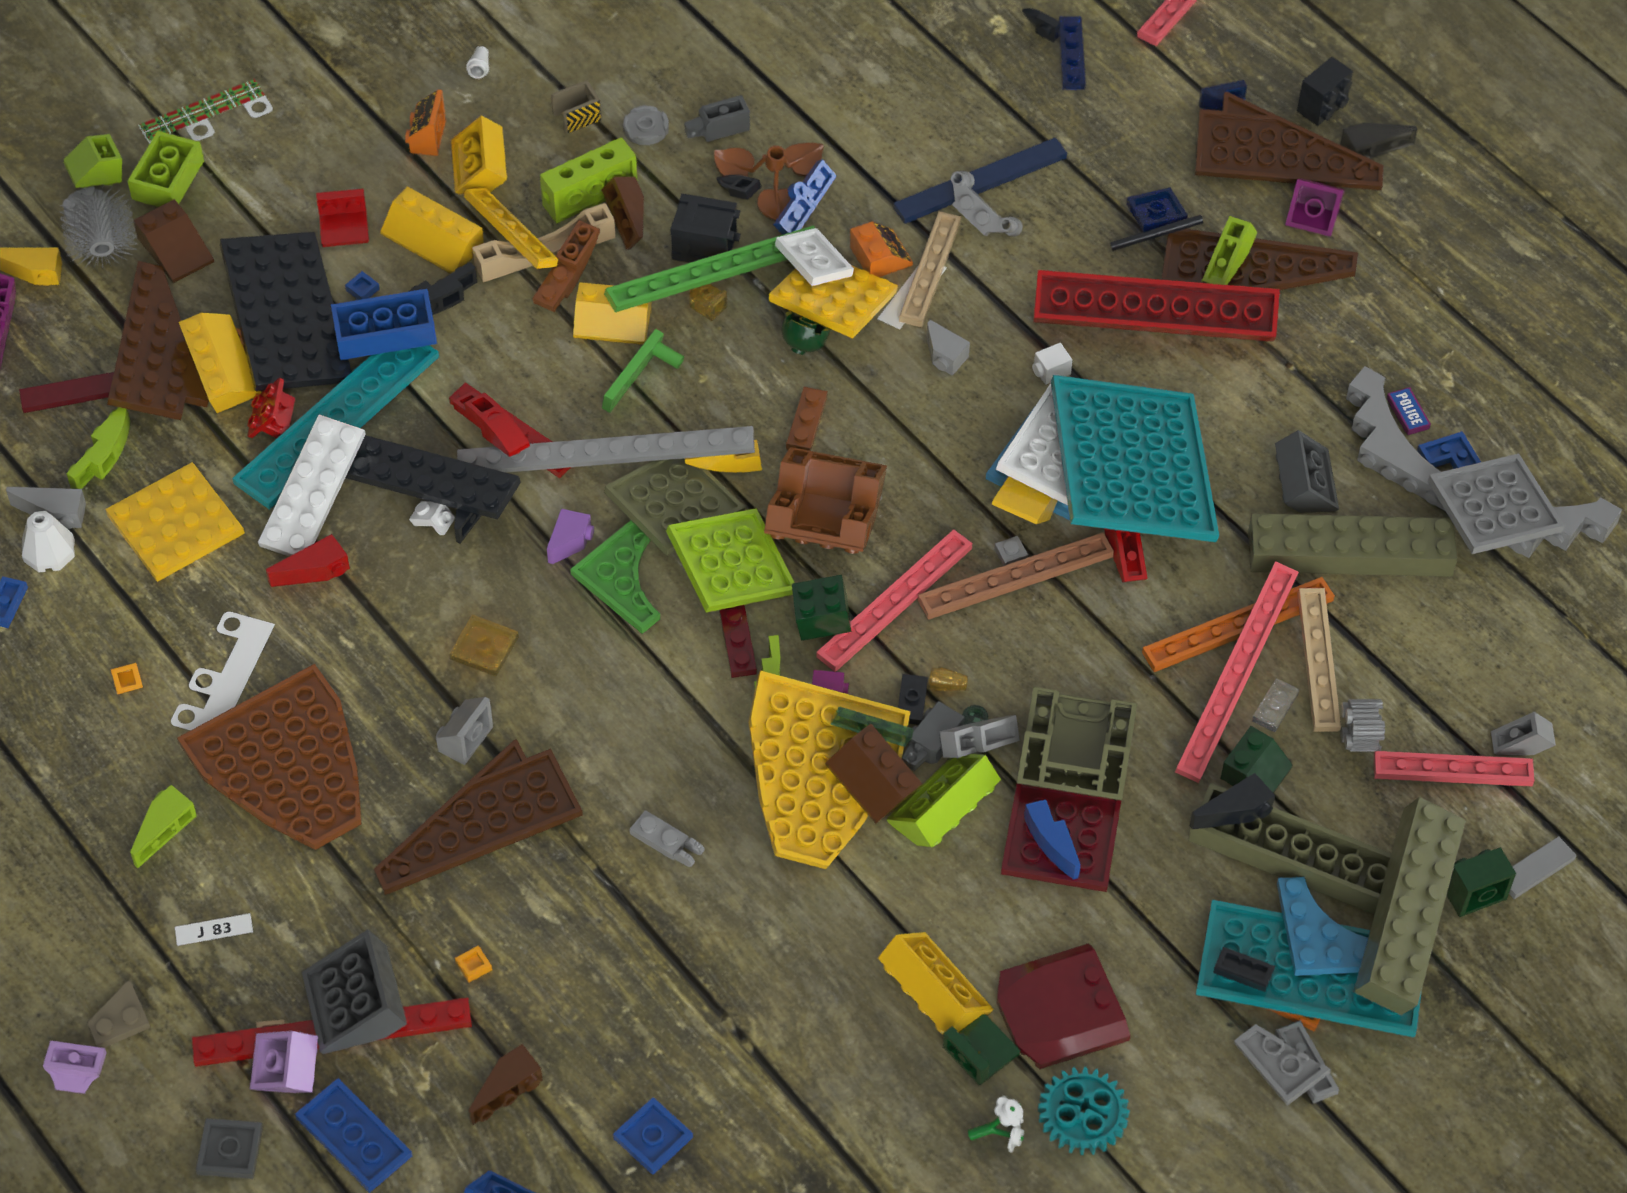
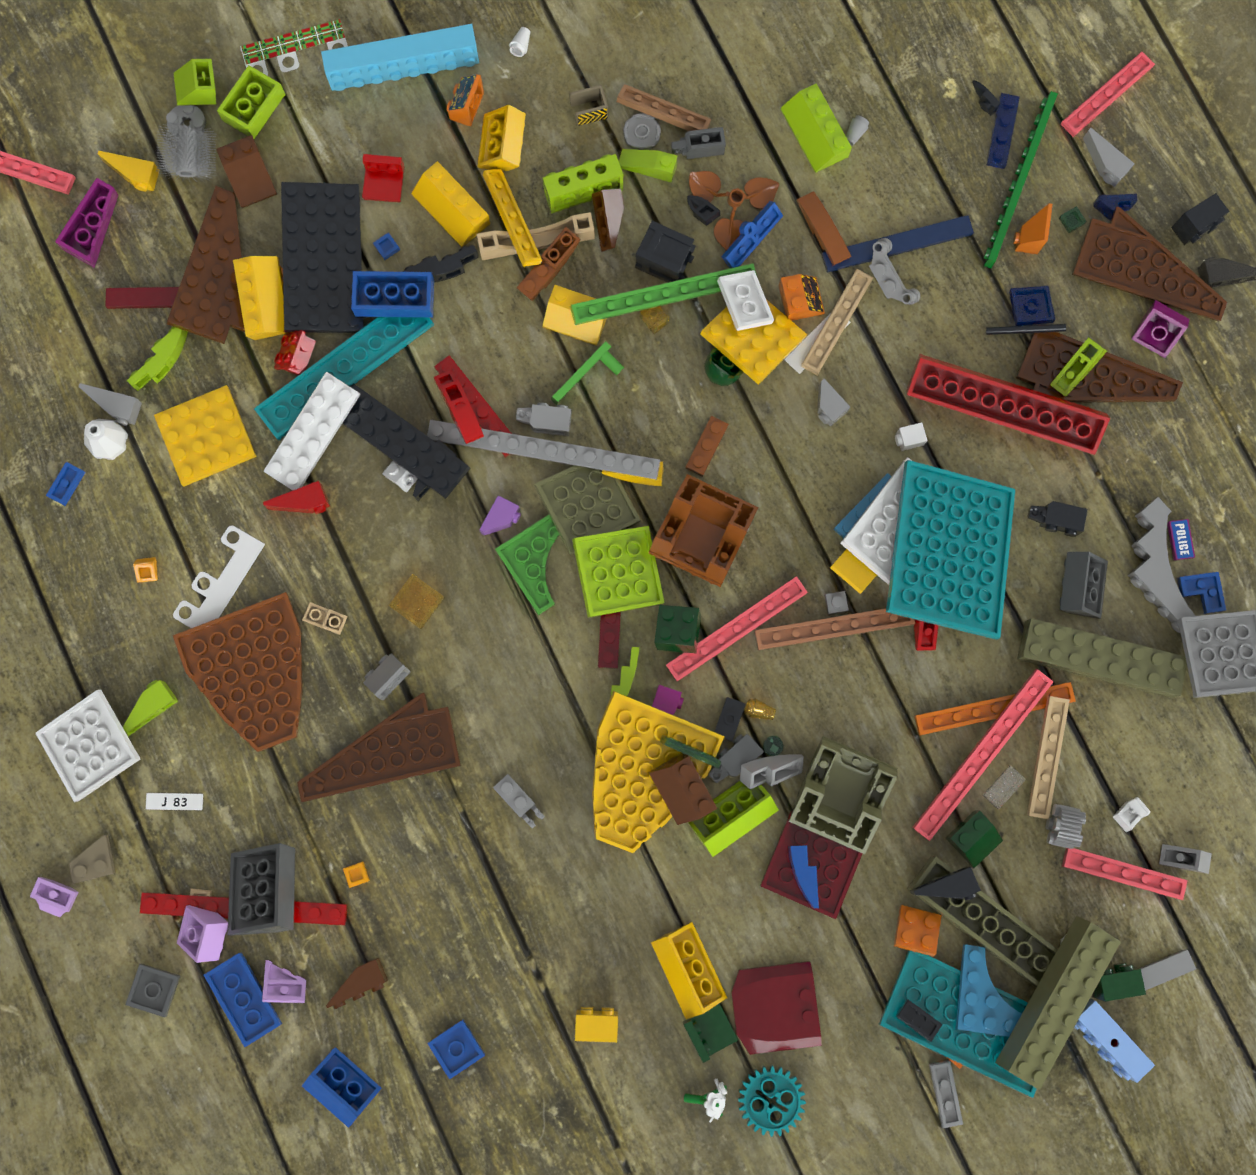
camera: 10 degrees right, 25 degrees up
(89, 877) = (87, 745): none -> white plate
(339, 96) = (400, 57): none -> medium azure brick
(369, 688) = (324, 618): none -> tan slope
(404, 1107) = (282, 985): none -> lavender wing
(600, 422) = (546, 418): none -> light grey hinge
(660, 97) = (662, 109): none -> medium nougat plate
(666, 151) = (649, 163): none -> lime slope
(831, 1061) = (596, 1025): none -> yellow brick
(853, 84) = (816, 128): none -> lime slope
(888, 177) = (824, 228): none -> dark orange slope
(900, 78) = (857, 128): none -> light grey cone
(1103, 100) = (1016, 186): none -> green plate
(1136, 137) = (1034, 232): none -> orange slope
(1179, 121) = (1072, 219): none -> clear green plate
(1202, 57) = (1109, 161): none -> light grey slope
(1214, 880) = (917, 930): none -> orange plate
(1255, 412) = (1059, 517): none -> black hinge
(1283, 1067) = (925, 1096): light grey wing -> none
(1441, 701) = (1131, 814): none -> white bracket
(1491, 945) = (1113, 1043): none -> light blue brick

